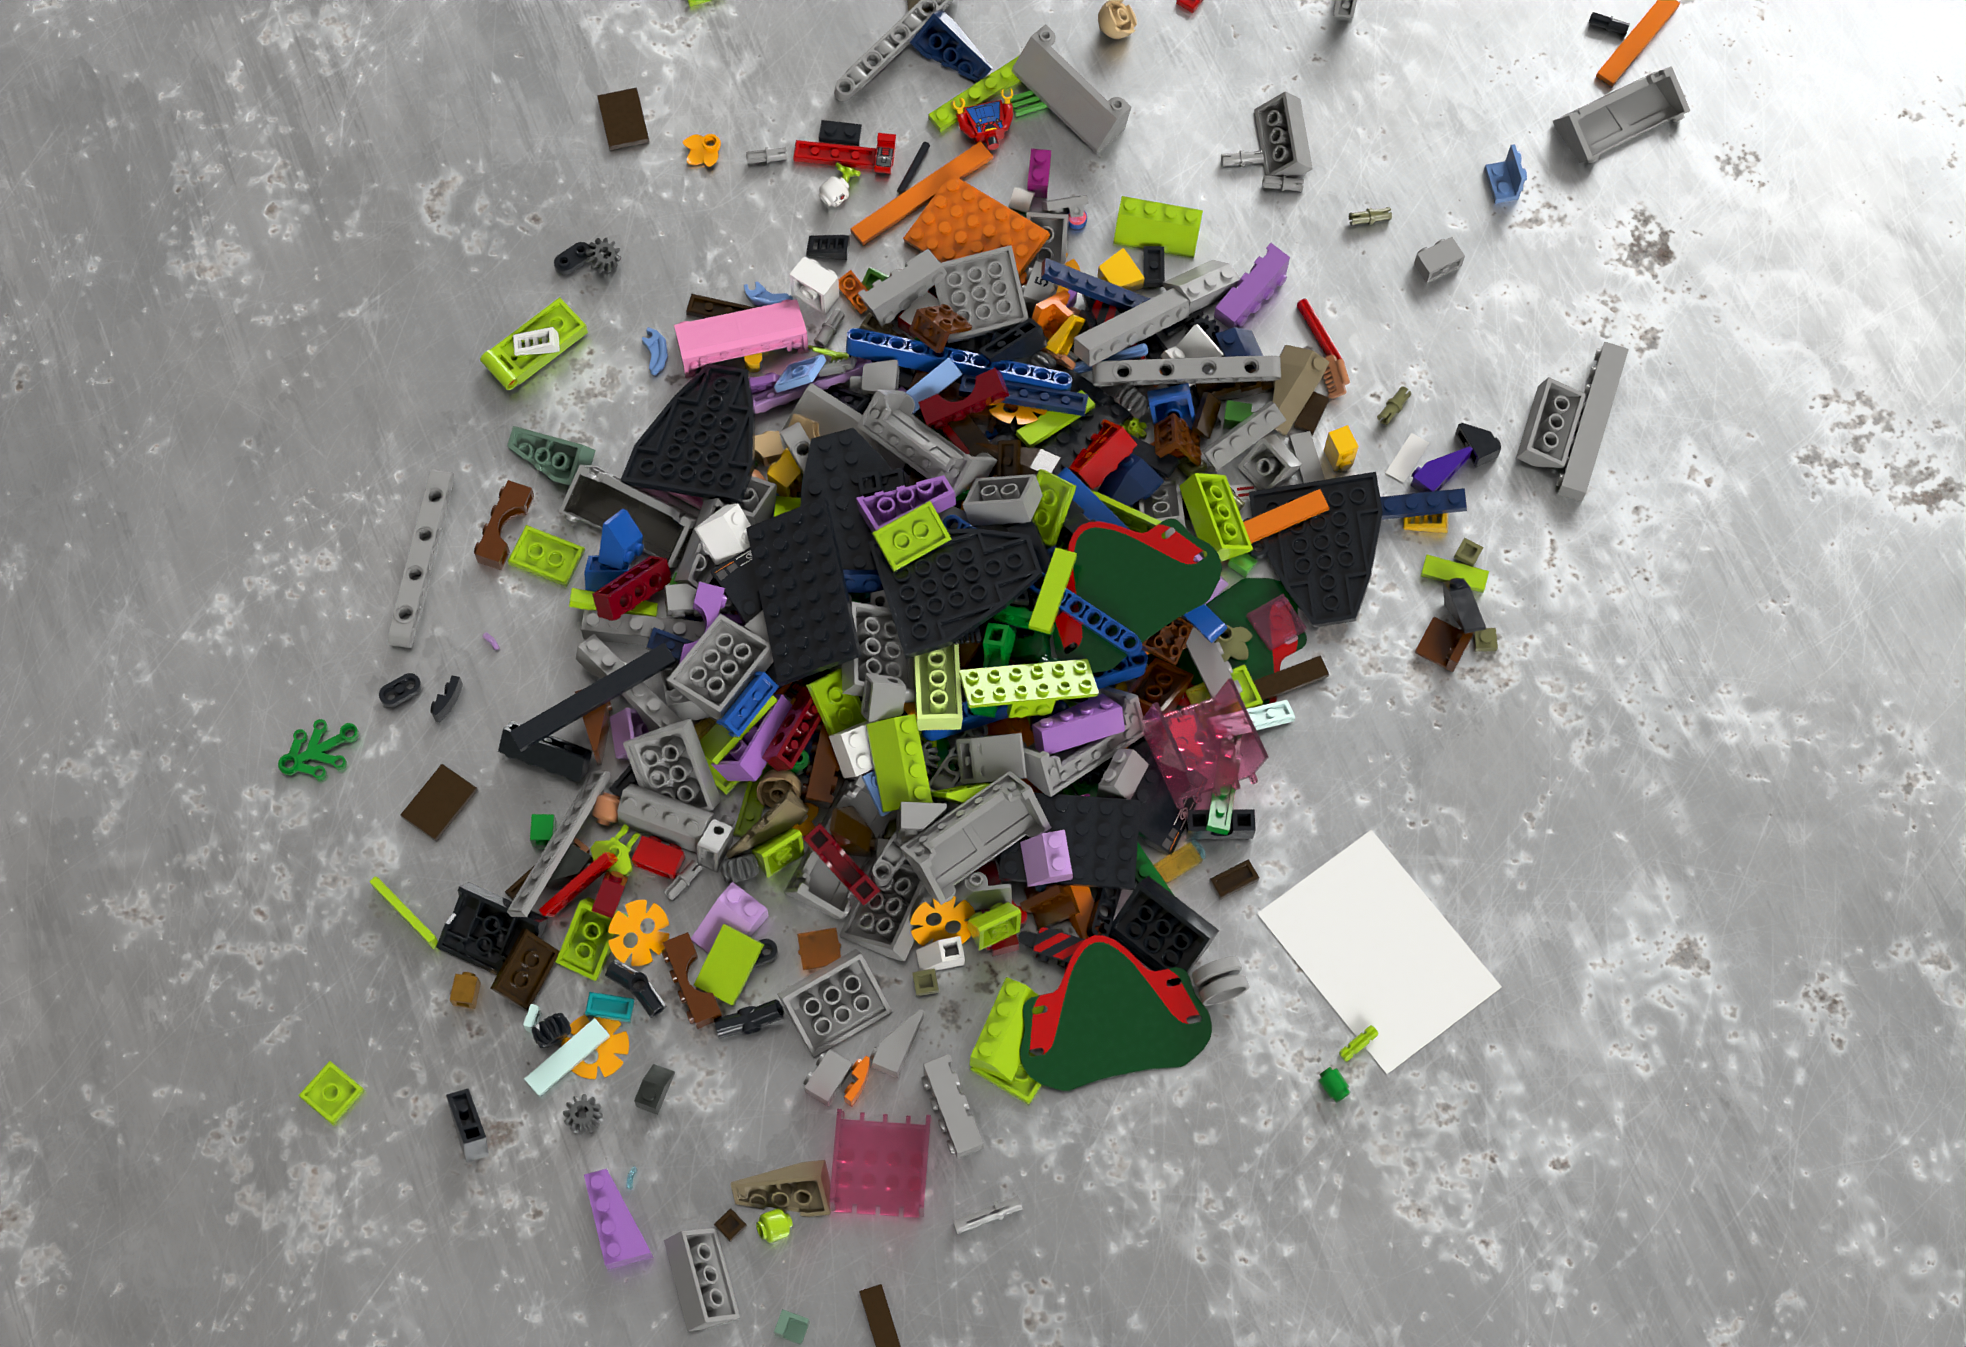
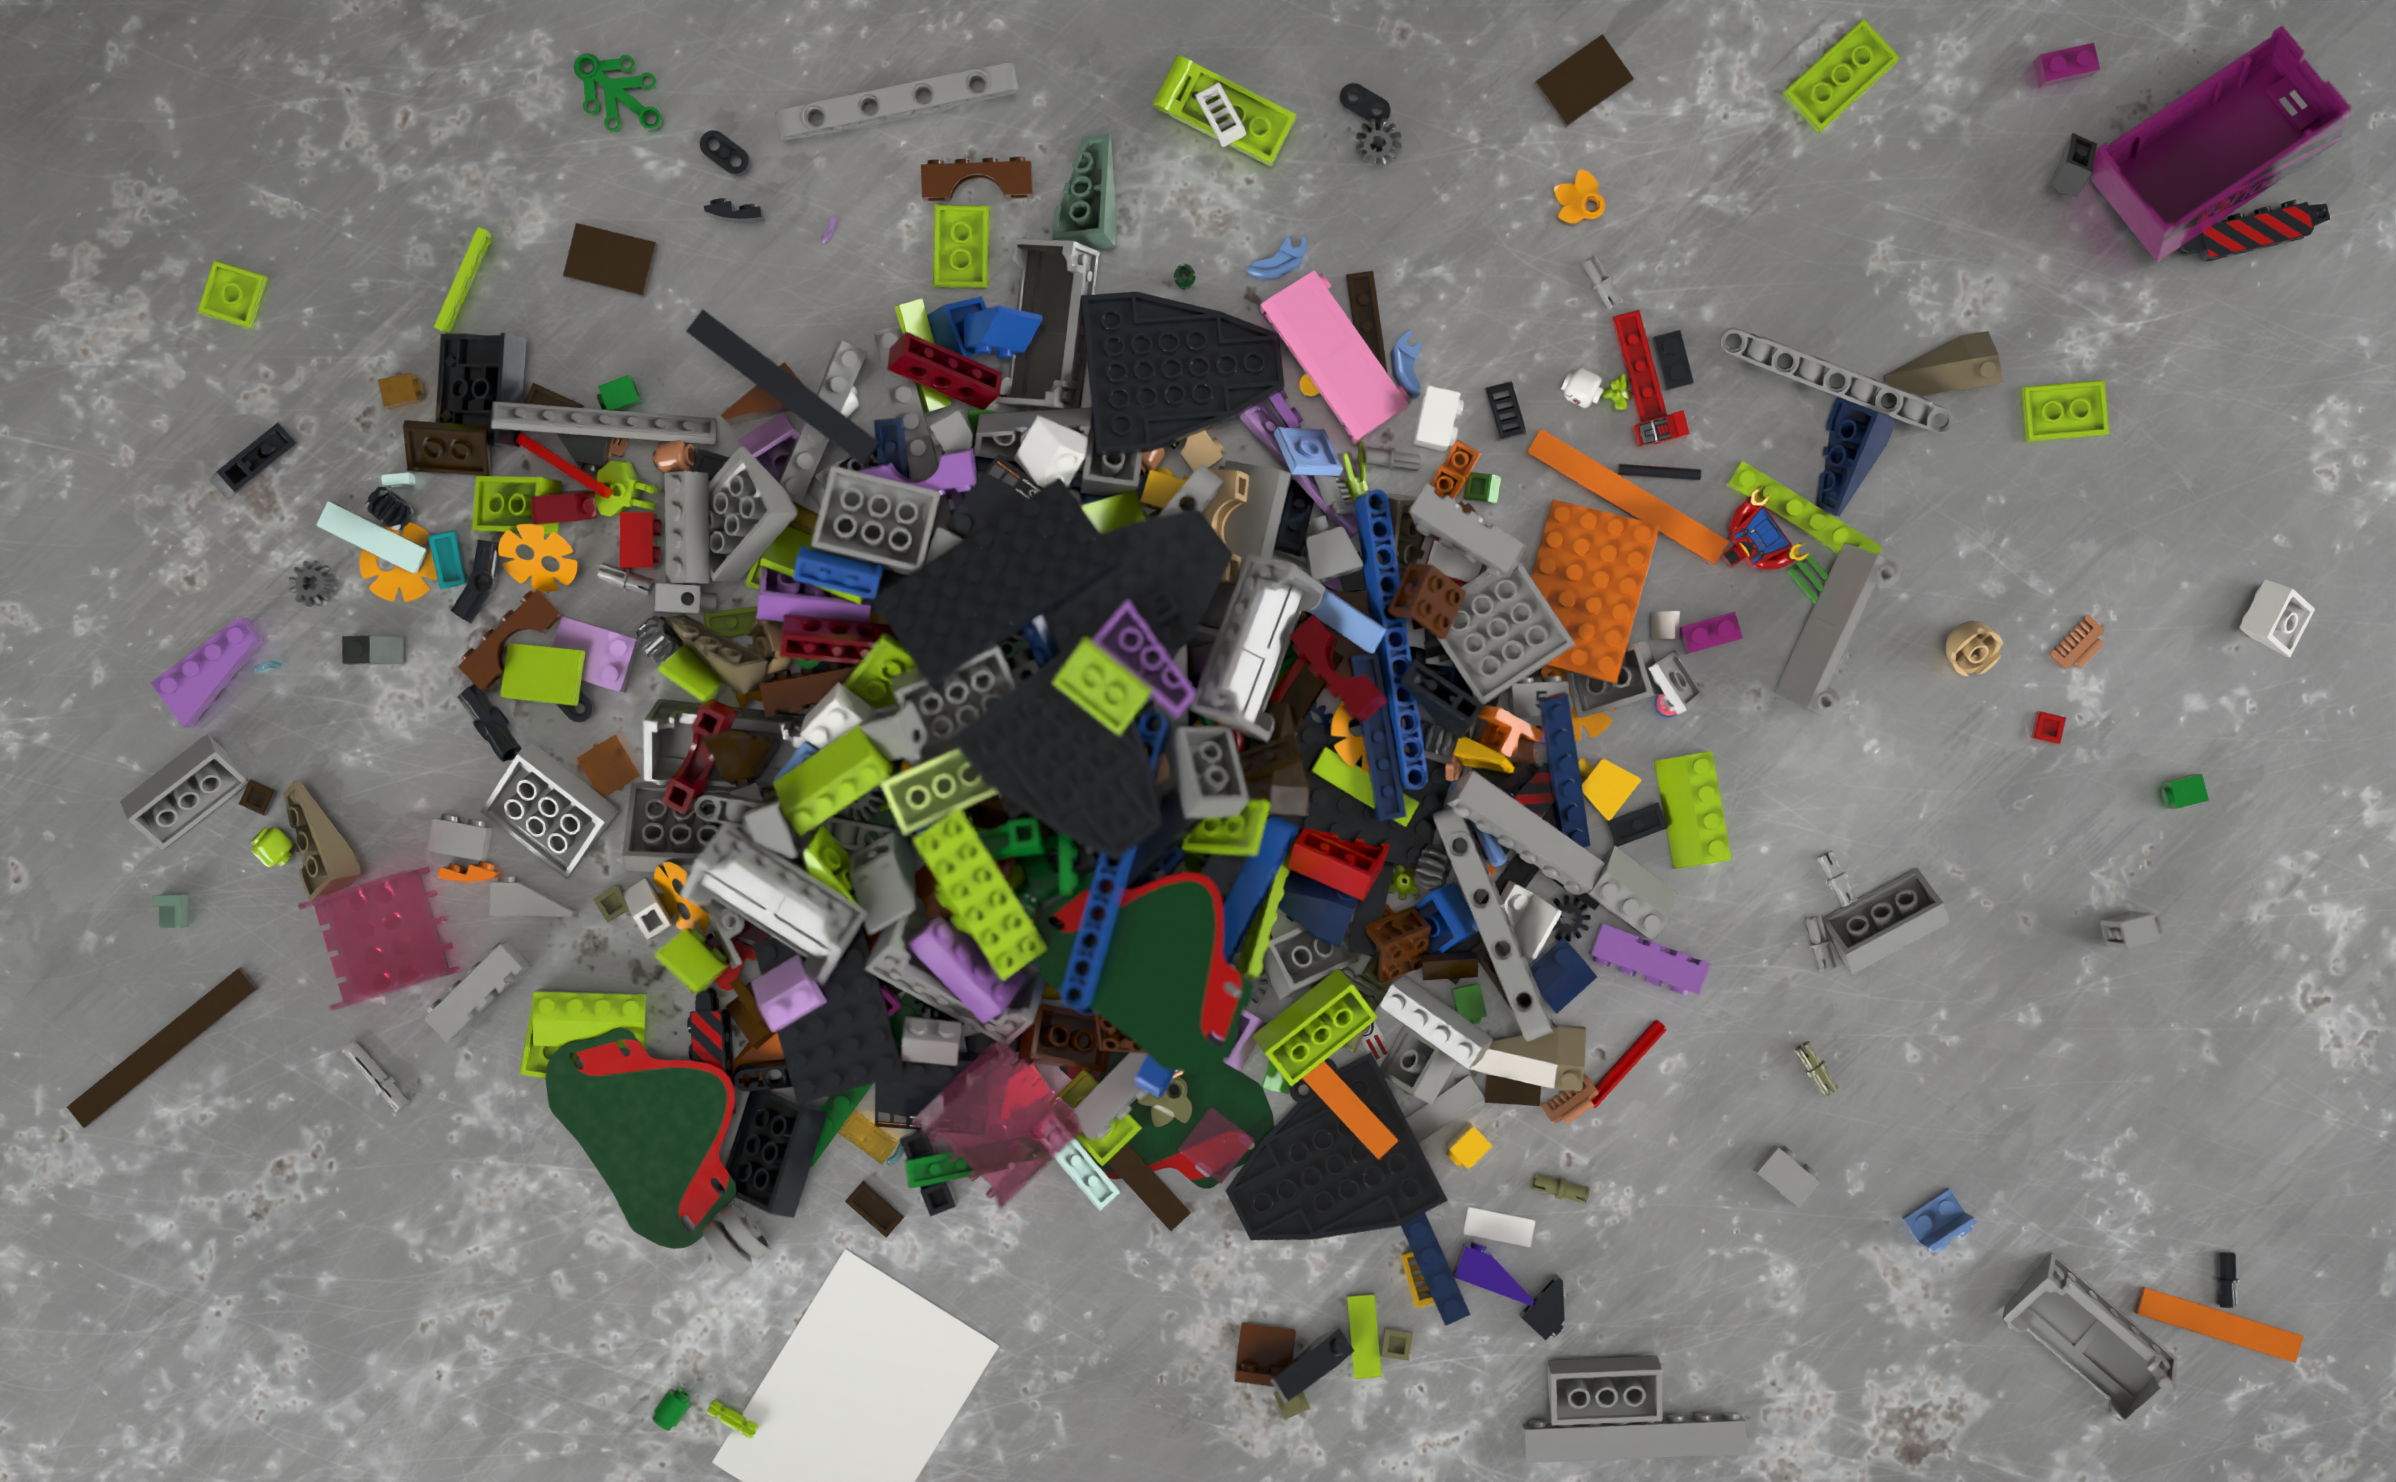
camera: 70 degrees right, 20 degrees up
(550, 754) = (711, 374): black brick -> none
(639, 409) = (1181, 282): none -> dark green pin
(1052, 590) = (1103, 880): lime tile -> none

